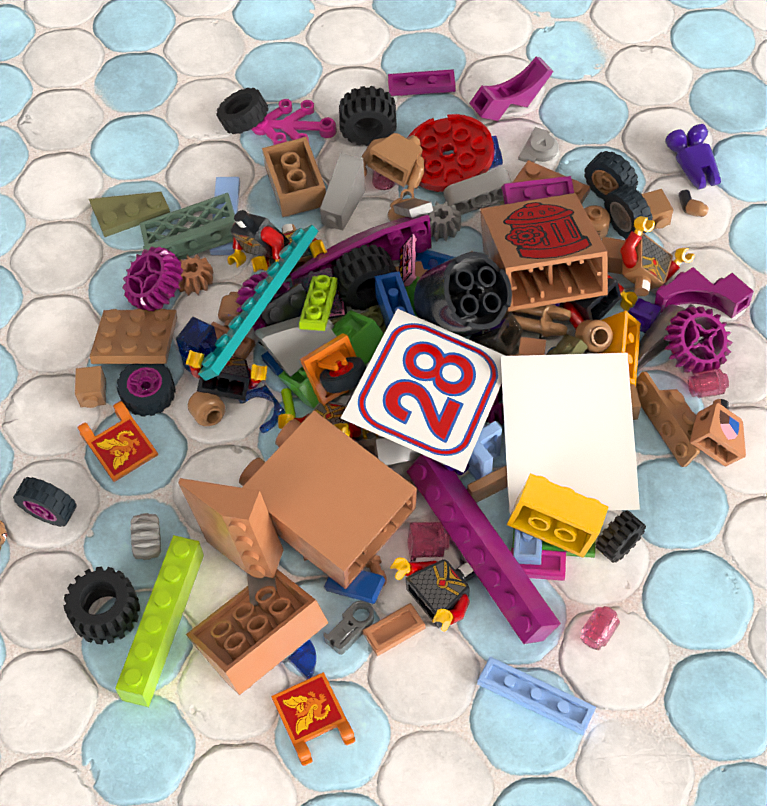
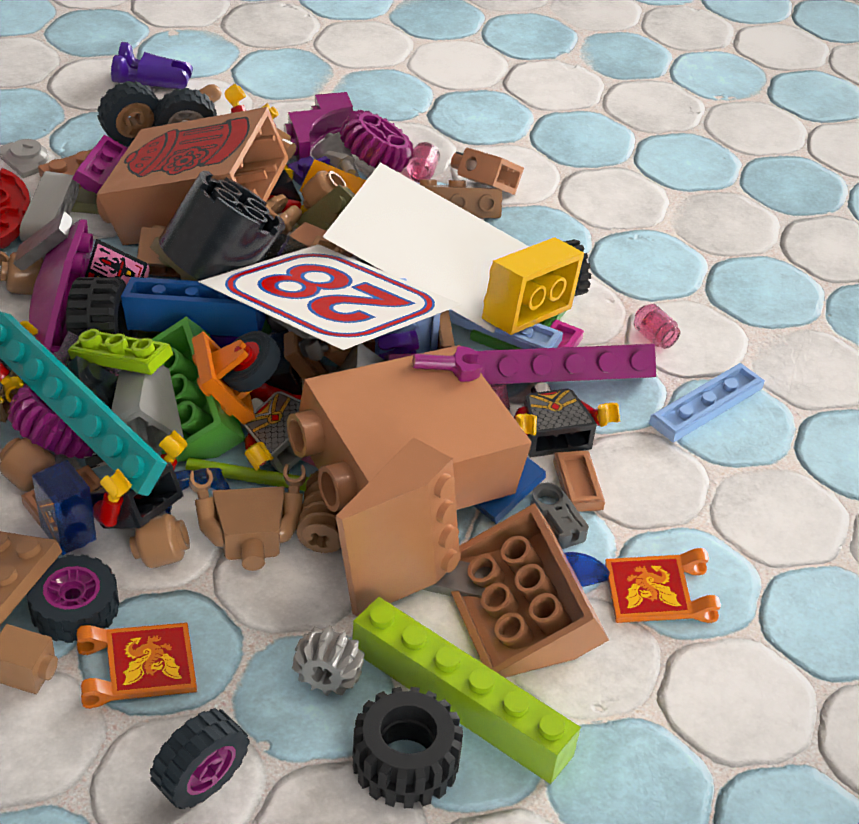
camera: 75 degrees left, 15 degrees down
(242, 439) = (249, 520): none -> medium nougat torso
(385, 488) = (462, 363): none -> magenta bar
(653, 330) = (341, 161): none -> light grey bar

